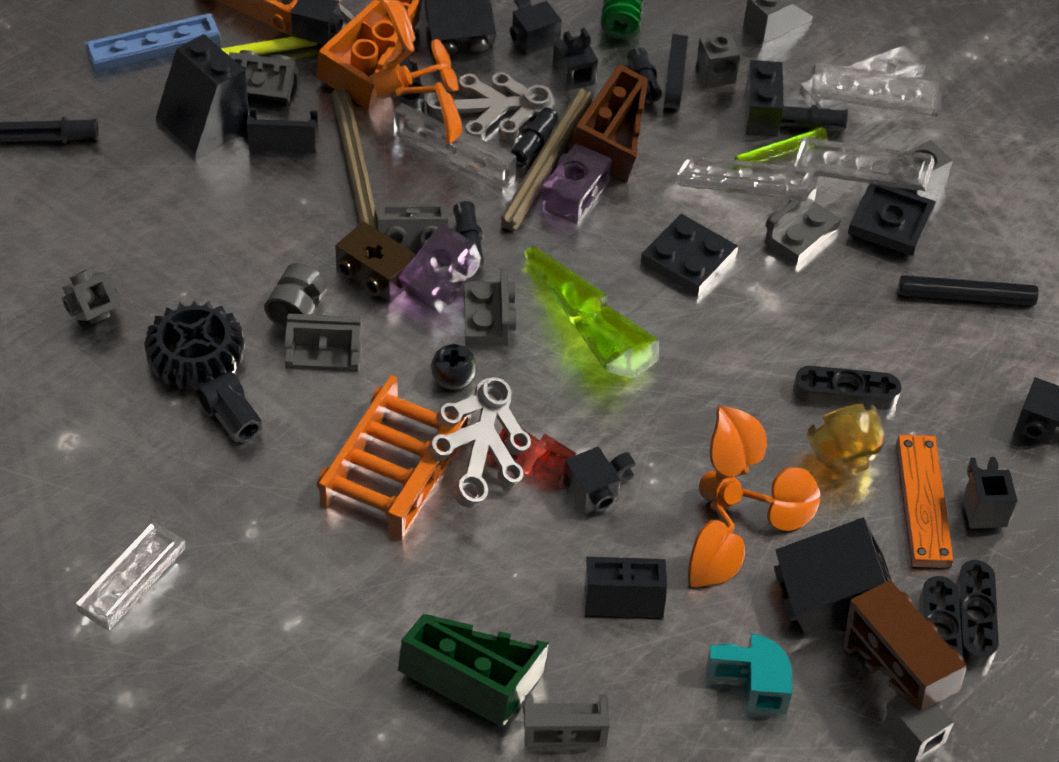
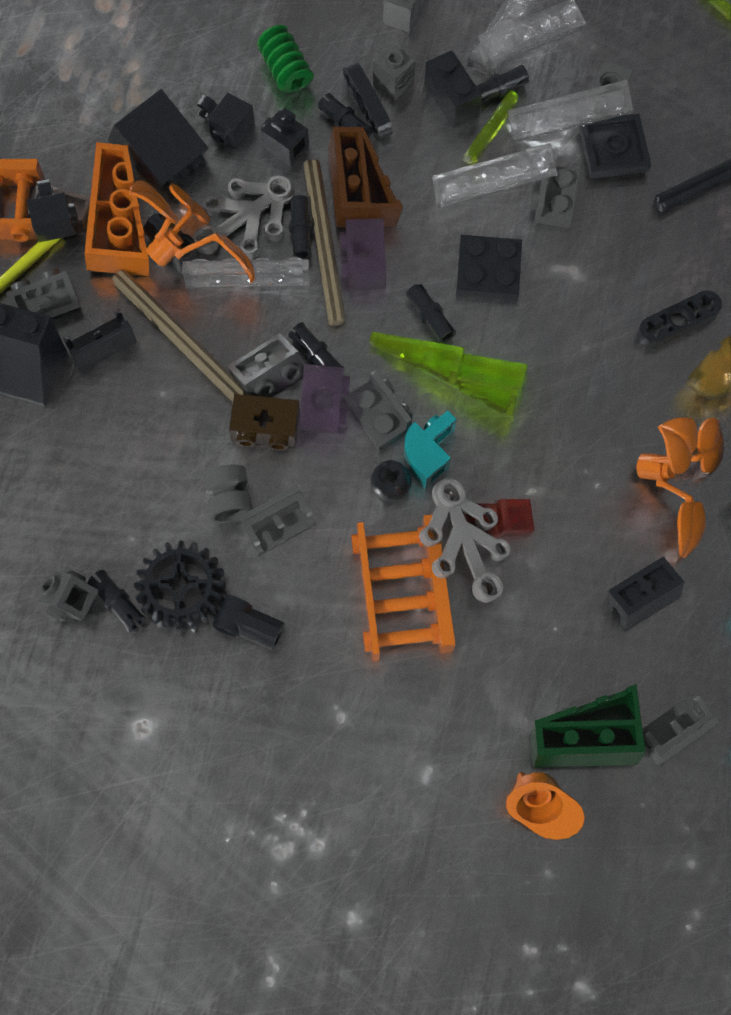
camera: 30 degrees left, 20 degrees up
(130, 328) = (117, 601): none -> black pin
(131, 576) = (283, 819): clear plate -> none
(377, 702) = (544, 806): none -> orange piece
(508, 355) = (422, 450): none -> teal brick
(595, 480) = (562, 515): black brick -> none
(601, 258) = (430, 313): none -> black pin

